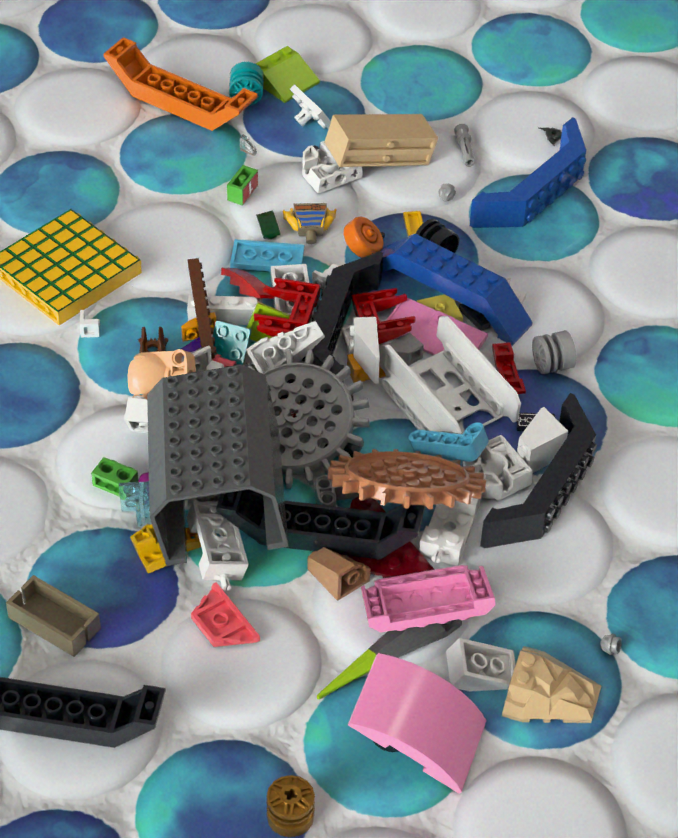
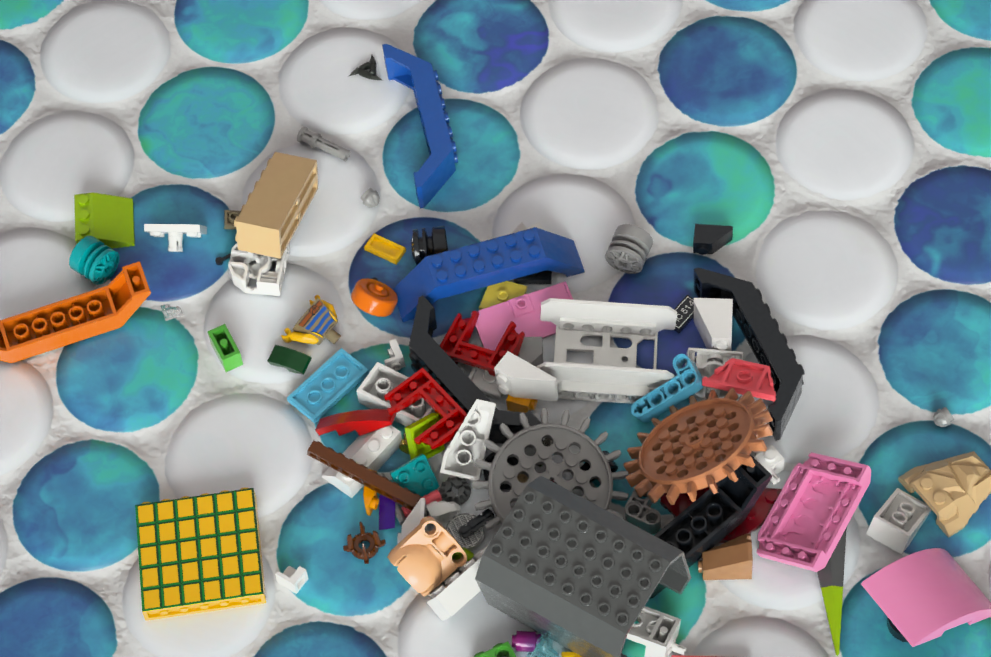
camera: 45 degrees left, 10 degrees up
(502, 479) = (743, 377): none -> coral wing
(506, 366) = (600, 291): red slope -> none
(620, 399) = (711, 238): none -> black slope

